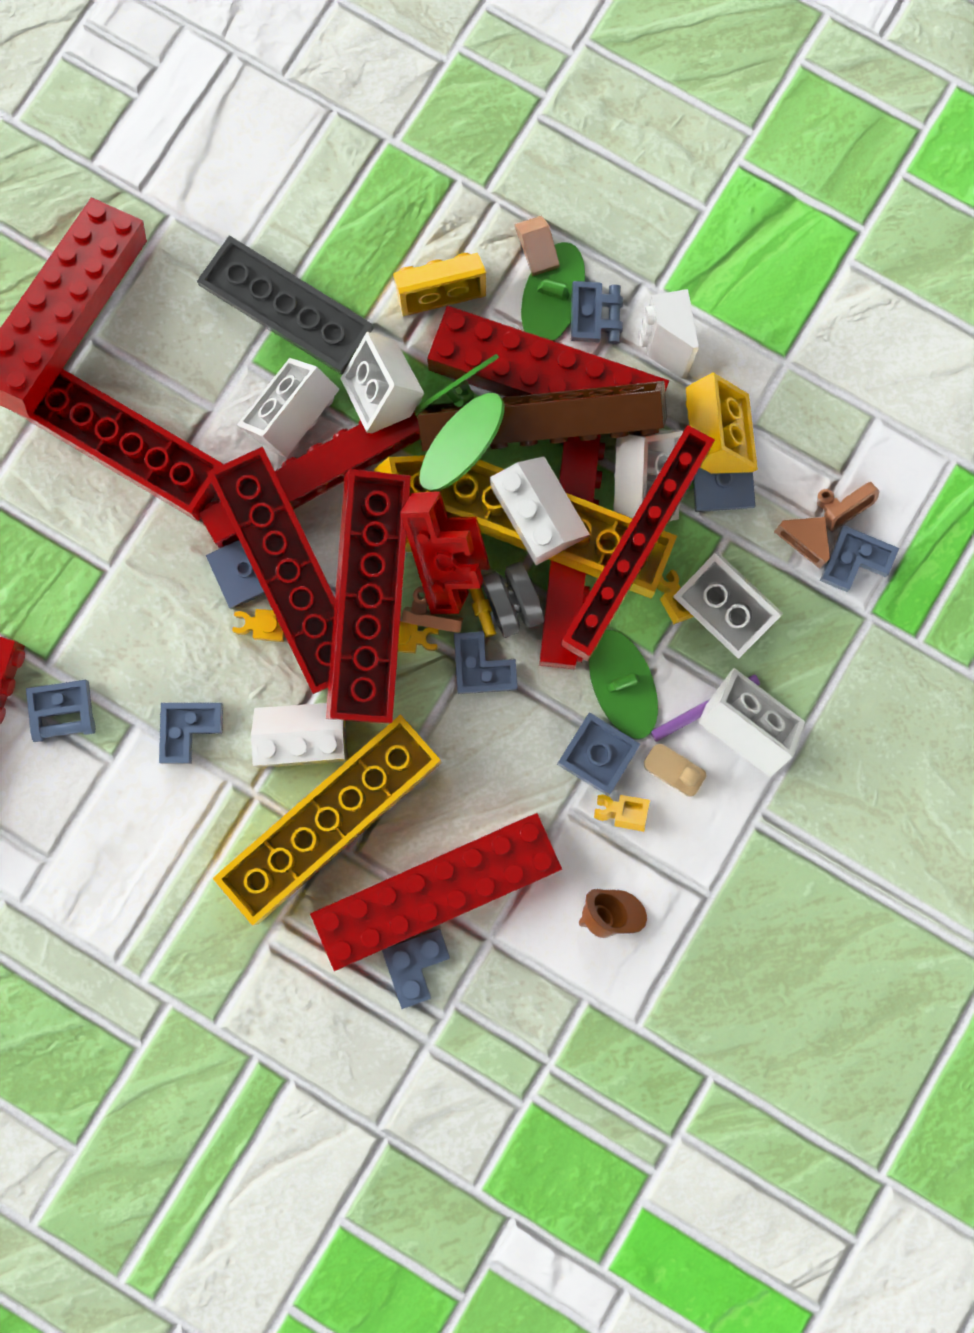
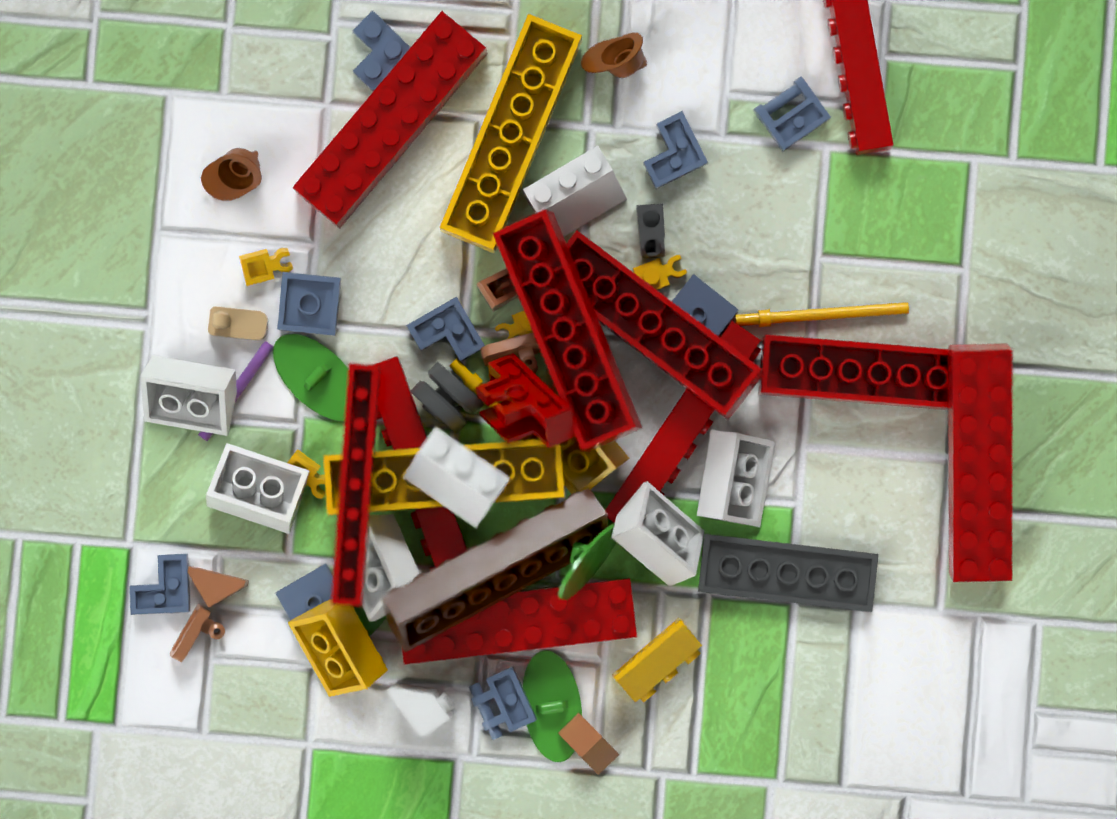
camera: 155 degrees right, 5 degrees up
(184, 536) = (765, 318): none -> yellow bar
(192, 846) = (618, 56): none -> dark orange piece
(245, 667) = (651, 230): none -> dark grey leg
(414, 680) = (498, 289): none -> nougat slope
(462, 442) = (552, 503): shield -> none

